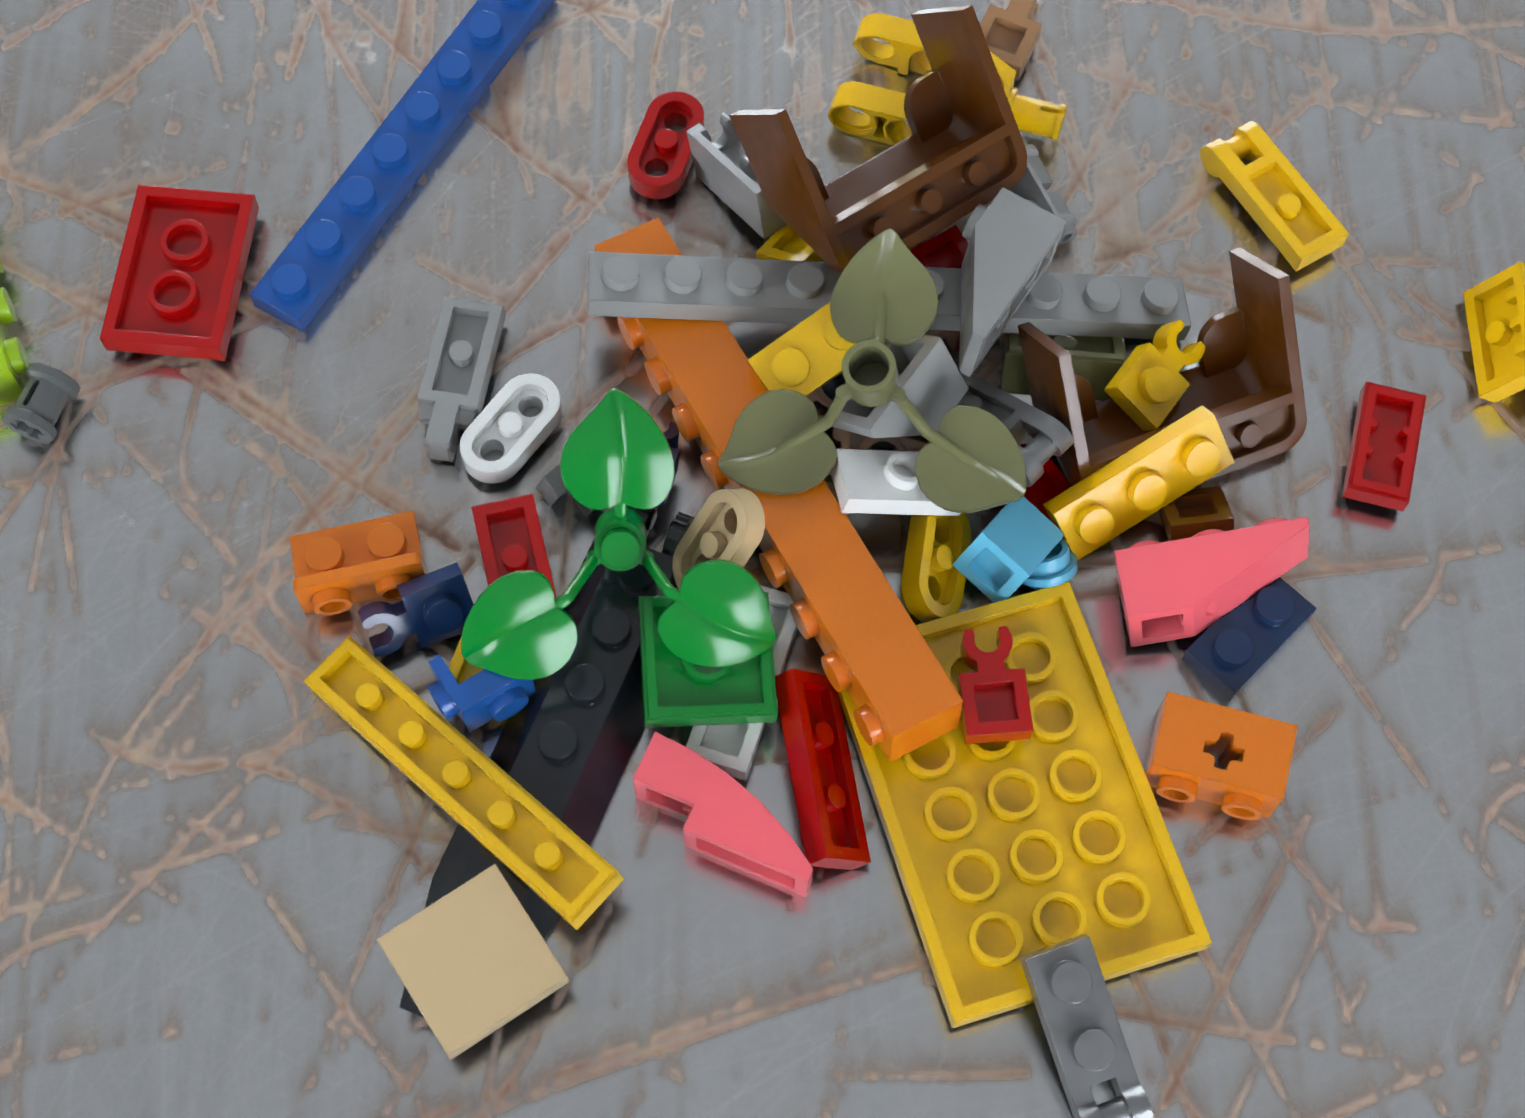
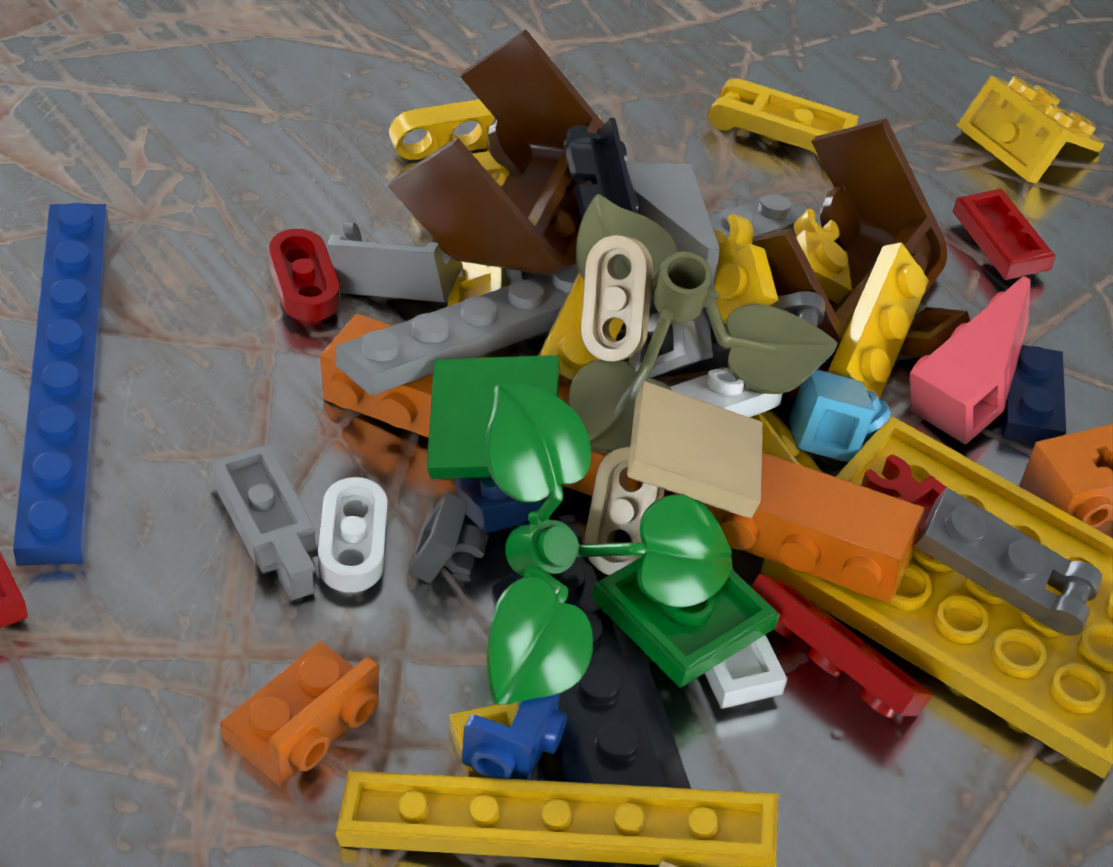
camera: 40 degrees left, 20 degrees down
(430, 608) = (409, 709): dark blue plate -> none
(511, 537) = (439, 628): red plate -> none
(685, 386) = (464, 405): none -> green tile
(720, 815) = (797, 723): coral slope -> none
(794, 529) = (696, 450): none -> tan tile
(835, 324) = (612, 297): none -> tan plate
(958, 180) = (603, 161): none -> black hinge
(1006, 370) = (742, 269): none -> yellow plate
(1016, 792) = (1009, 563): none -> flat silver plate

